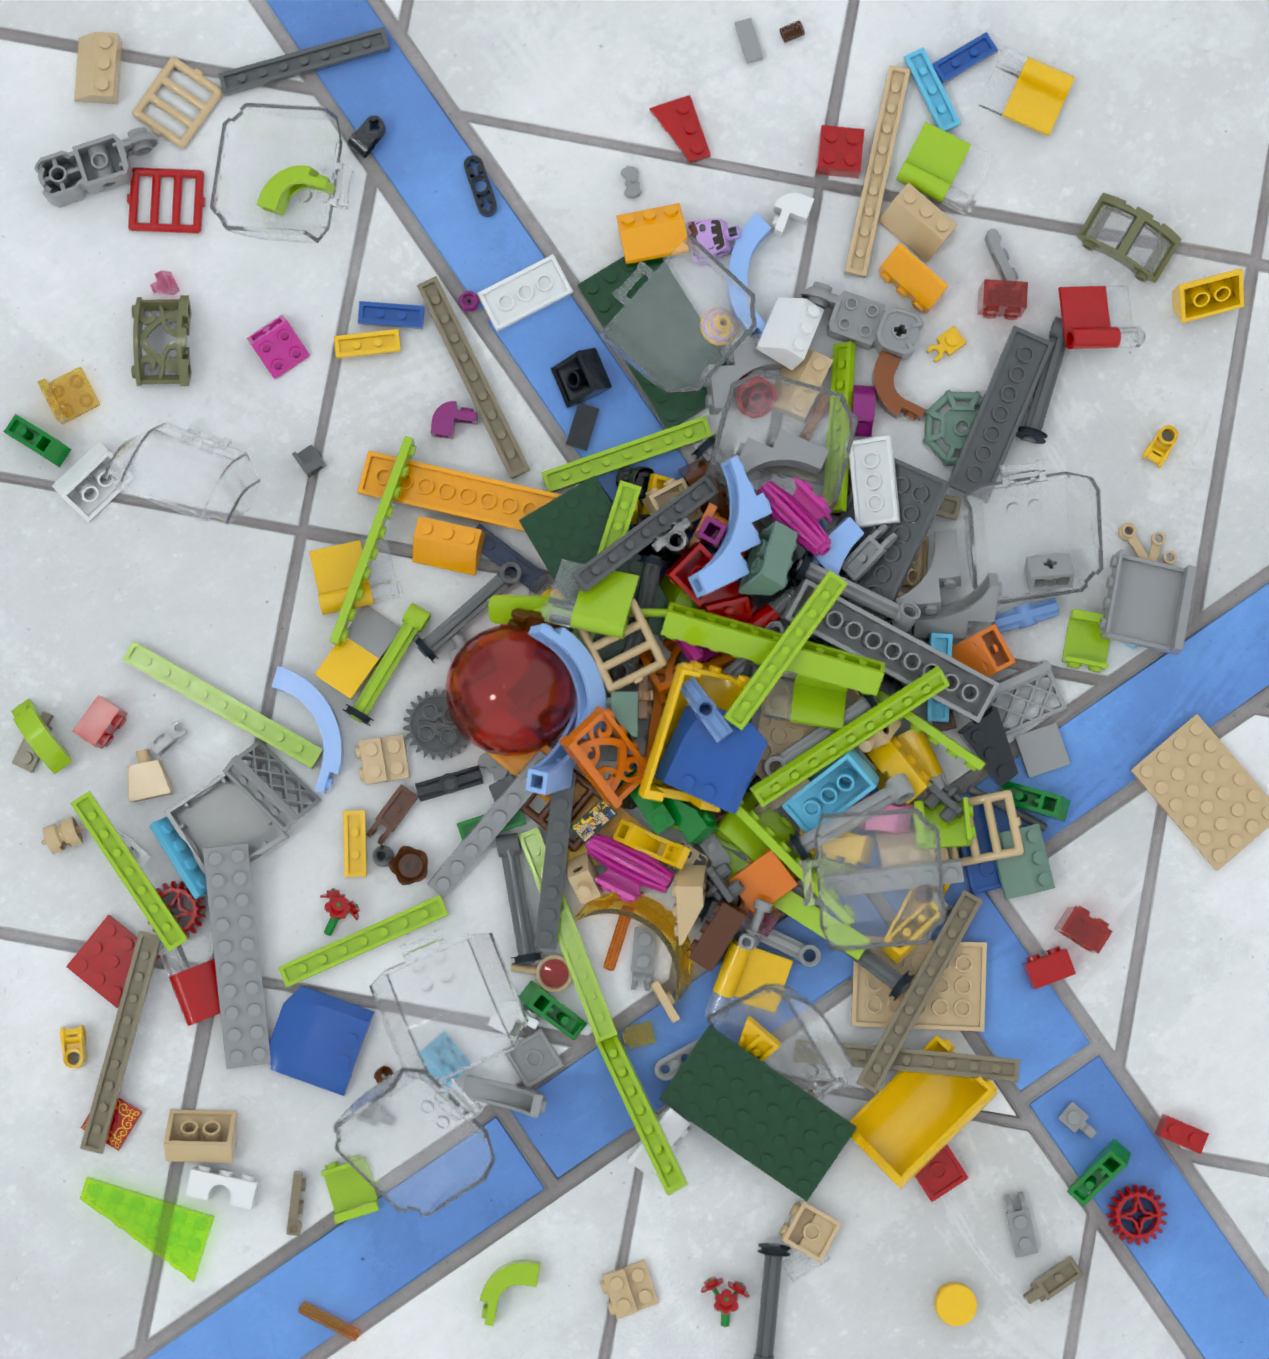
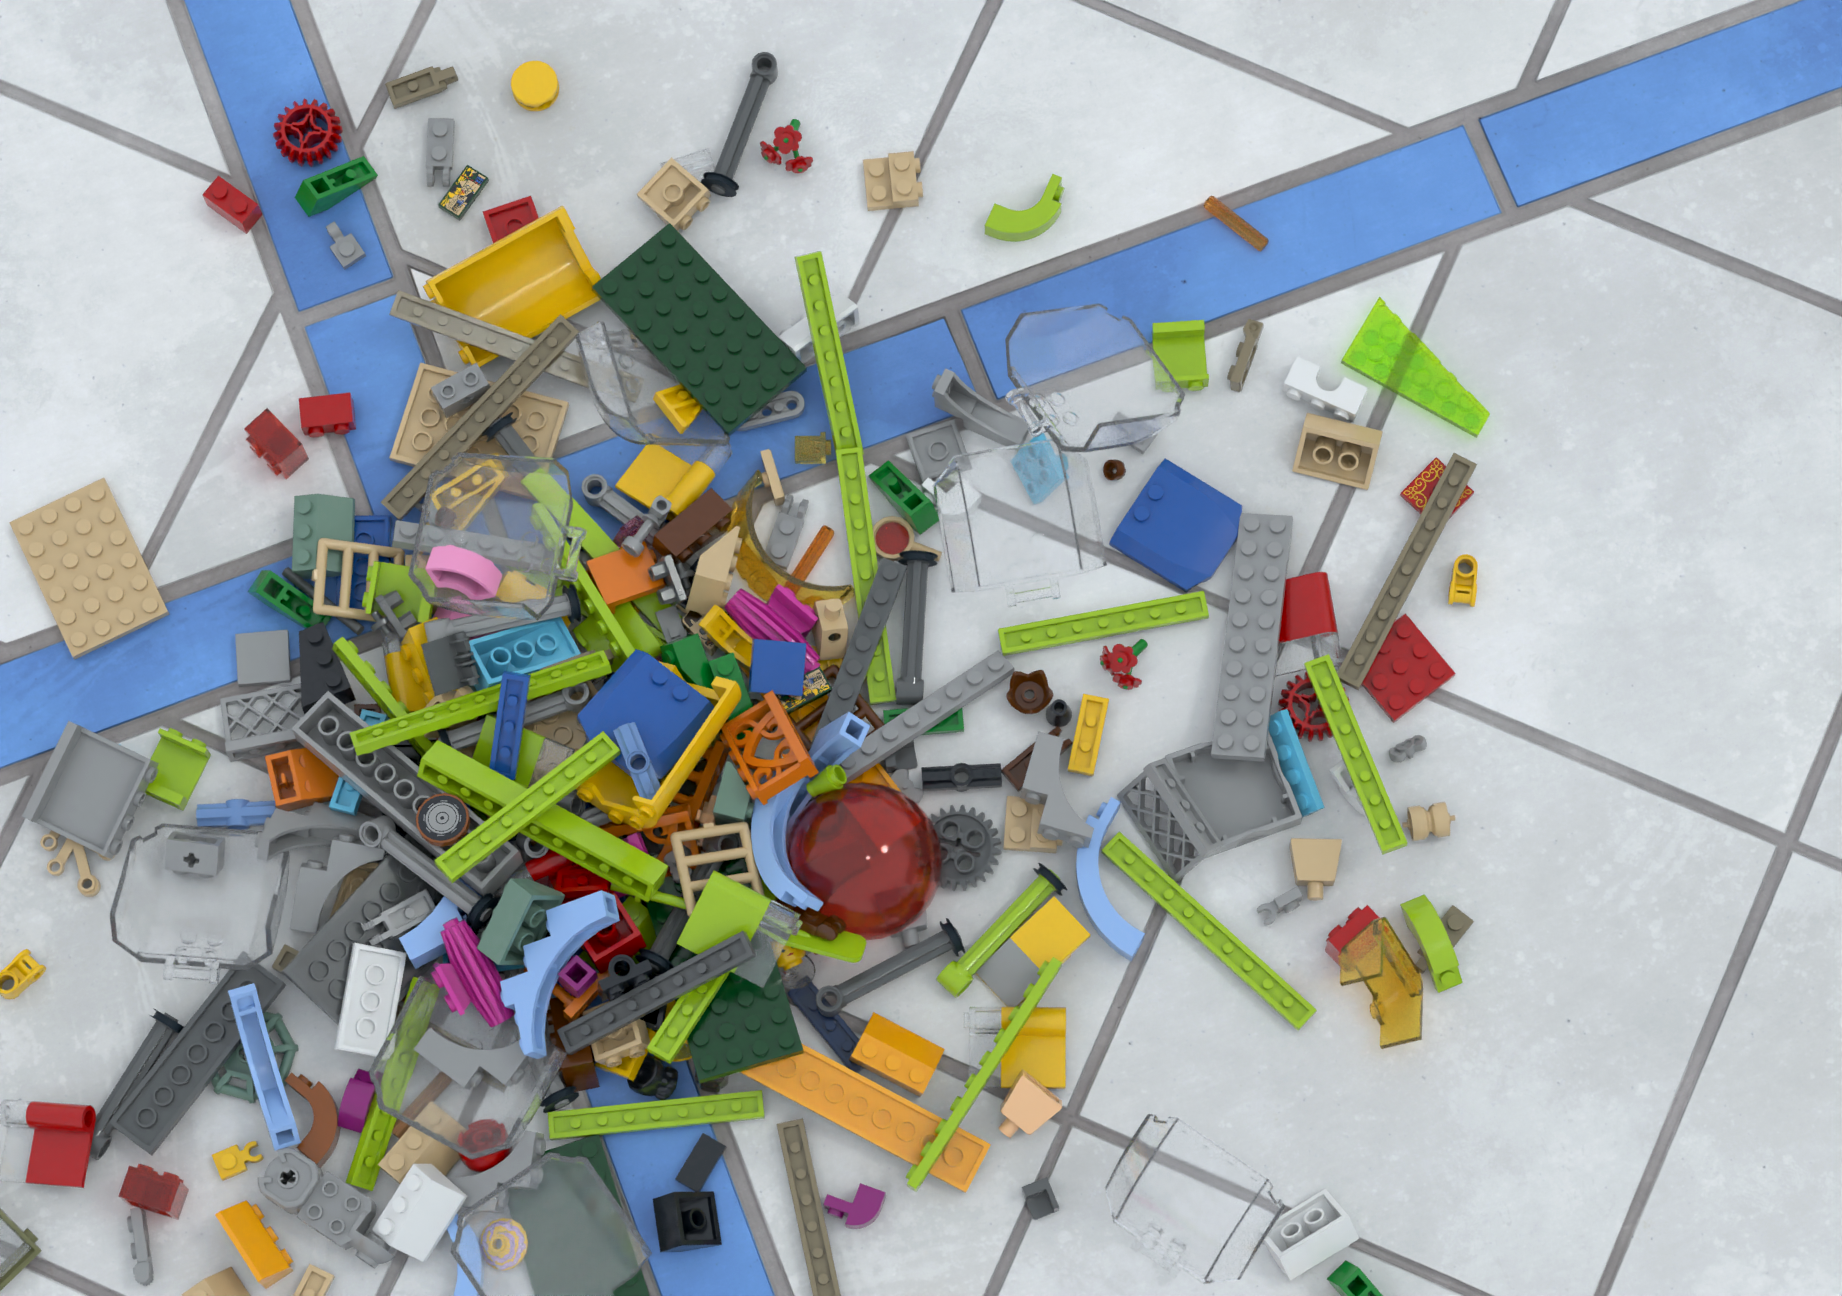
camera: 160 degrees left, 10 degrees down
(67, 691) = (1392, 979): none -> clear yellow windscreen
(92, 893) = (1407, 748): none -> light grey piece
(334, 528) = (1027, 1105): none -> light nougat torso
(379, 788) = (1044, 787): none -> light grey arch
(549, 742) = (827, 780): none -> lime cone
(617, 830) = (777, 667): none -> blue tile
(820, 721) = (509, 723): none -> blue plate
(853, 629) = (443, 819): none -> tile
(883, 762) = (450, 663): none -> dark grey hinge
(894, 844) = (463, 571): none -> bright pink brick
(941, 408) = (263, 1067): none -> light blue arch
(942, 1011) = (460, 390): none -> light grey brick
(990, 1193) = (463, 192): none -> tile

